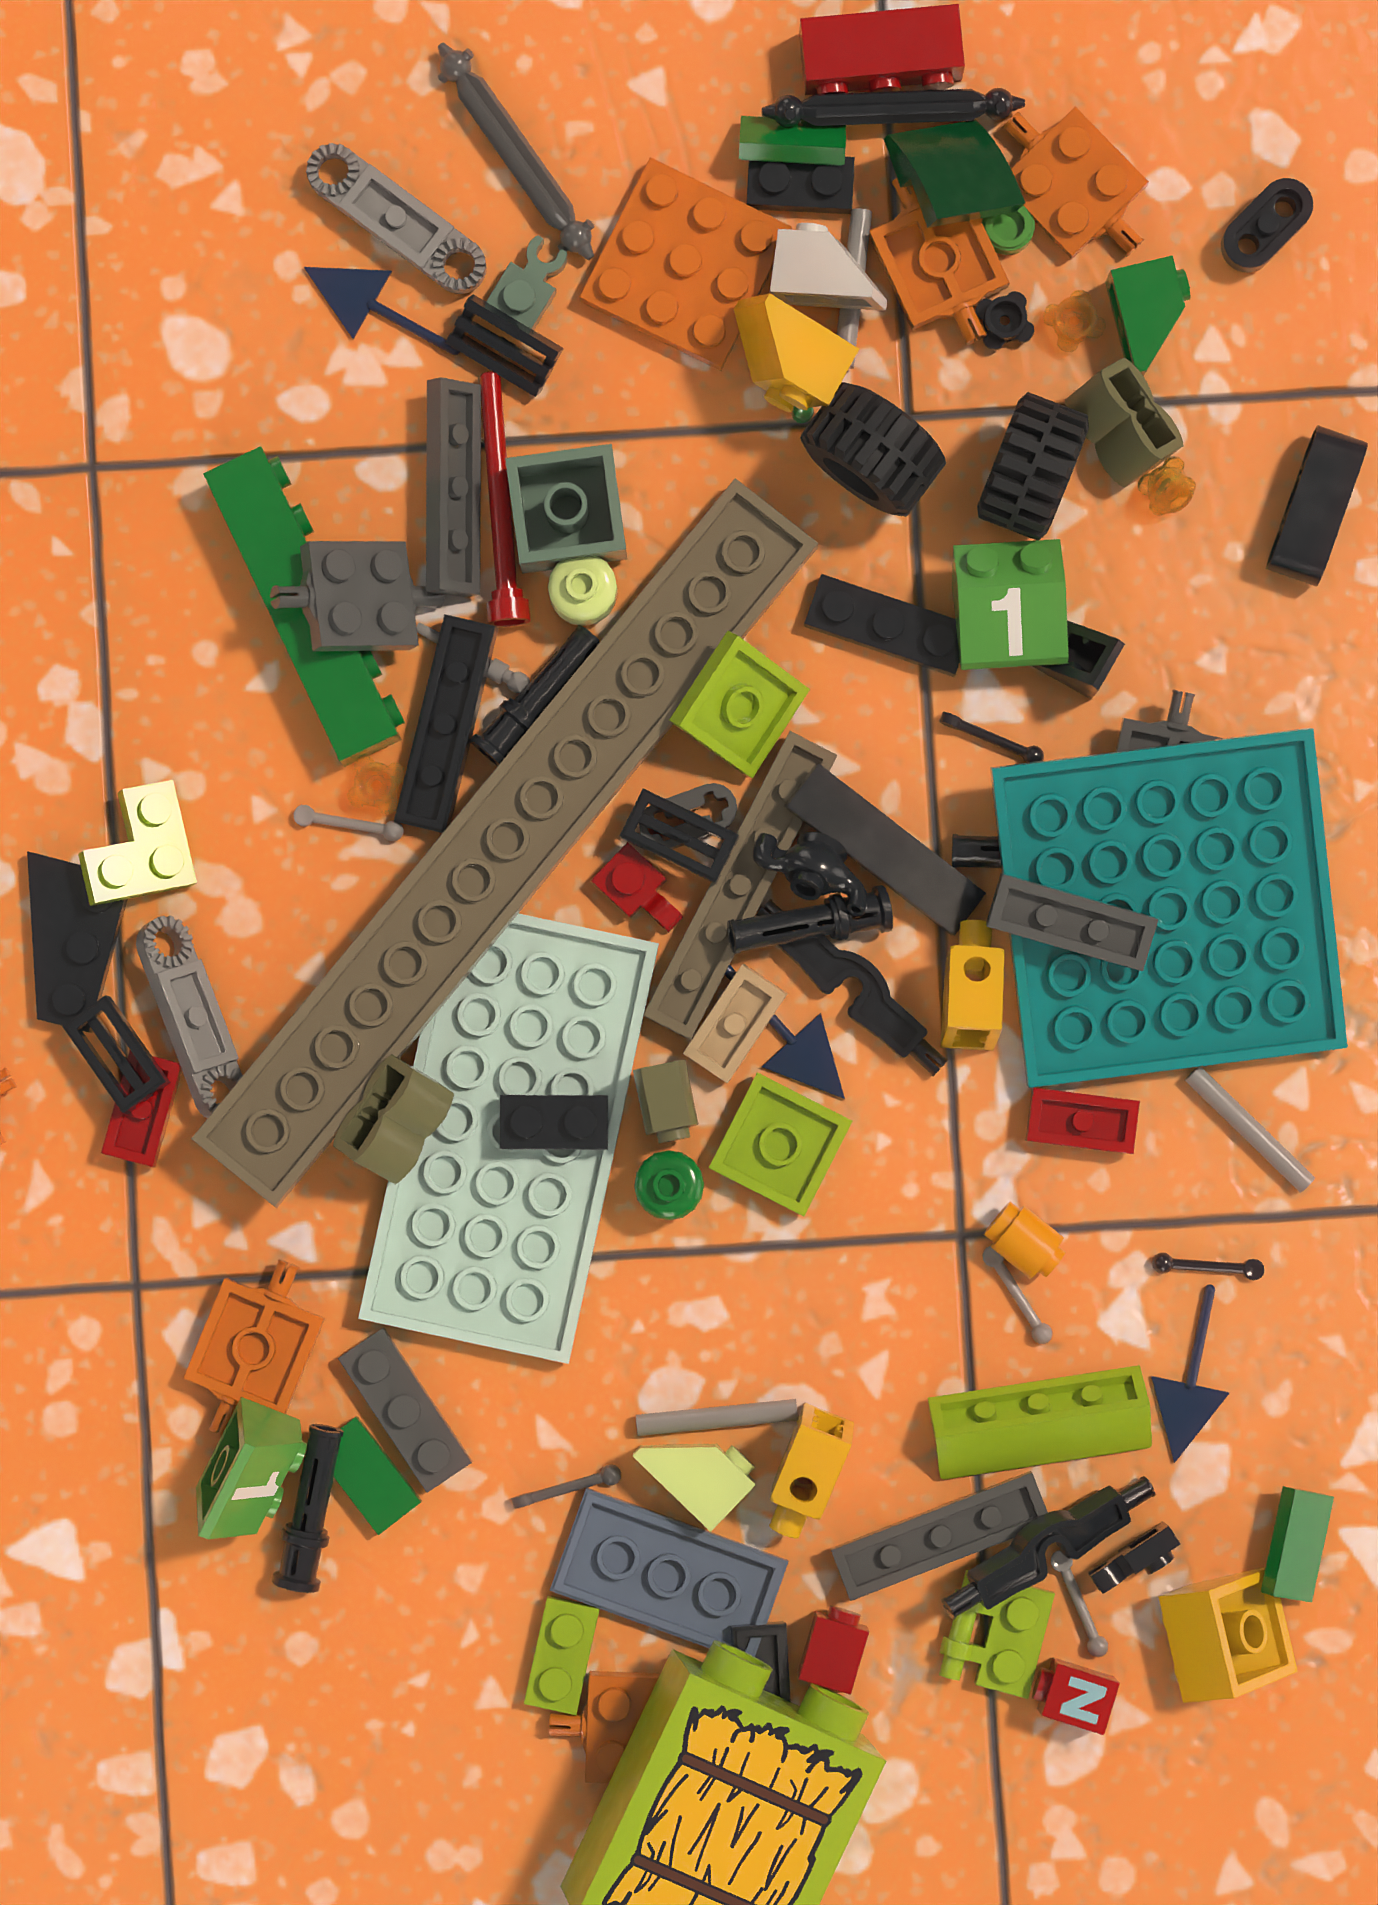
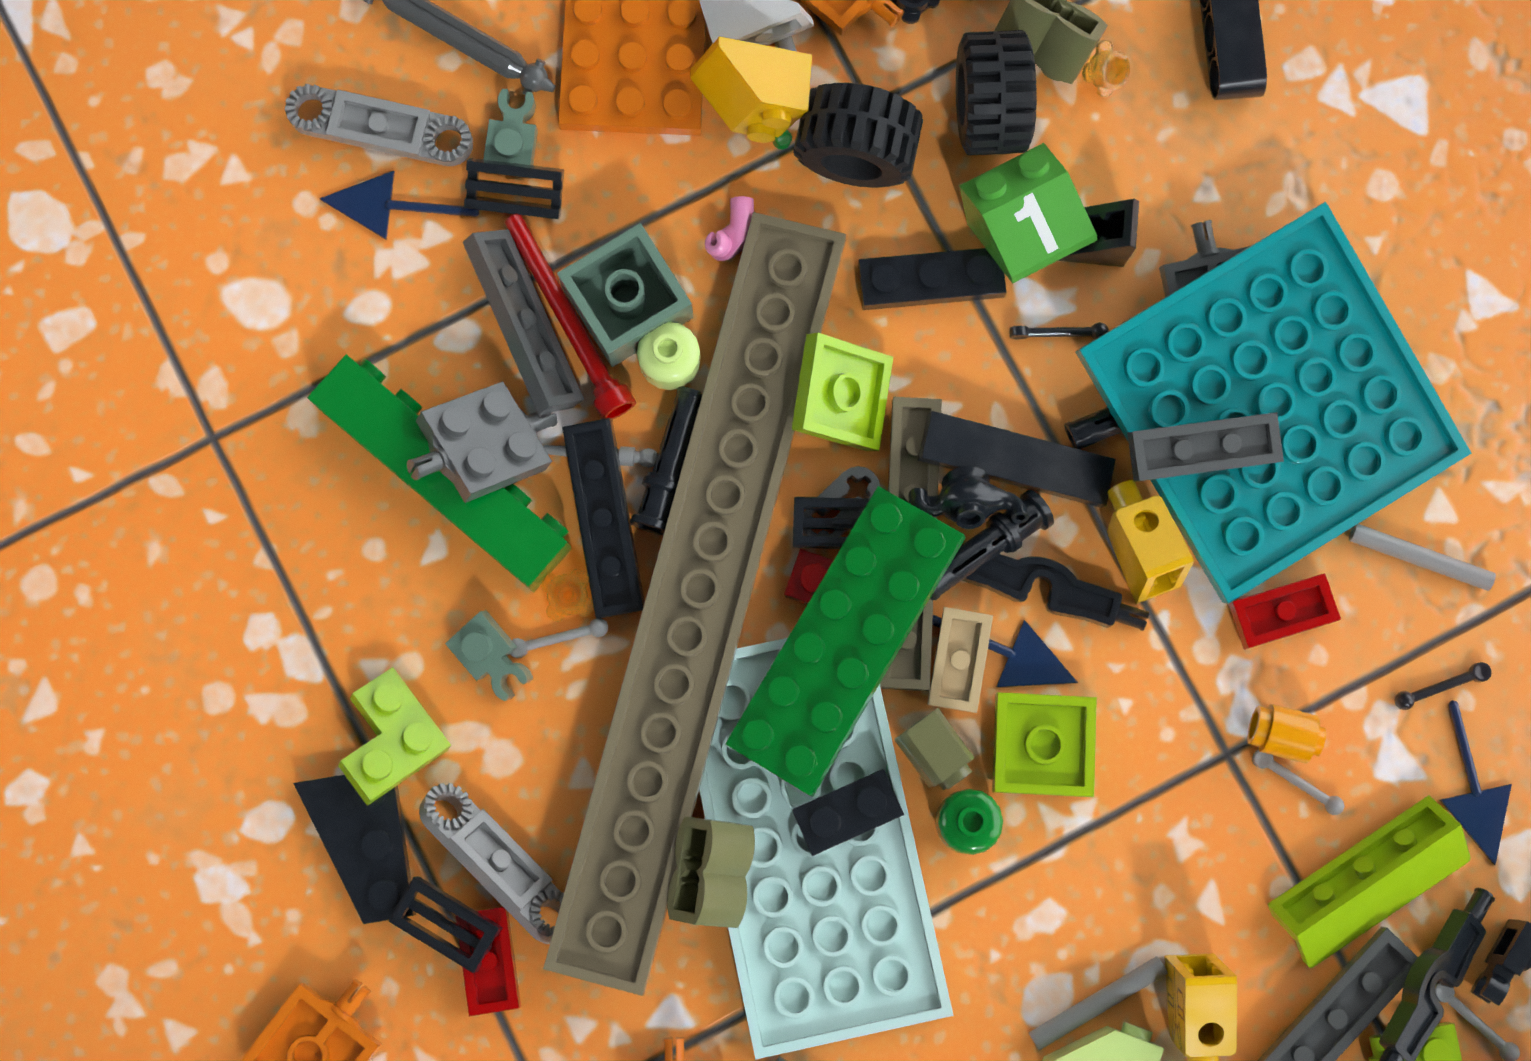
camera: 30 degrees left, 5 degrees down
(270, 803) = (485, 650): none -> sand green plate
(626, 953) = (845, 641): none -> green plate
(700, 495) = (731, 239): none -> bright pink arm

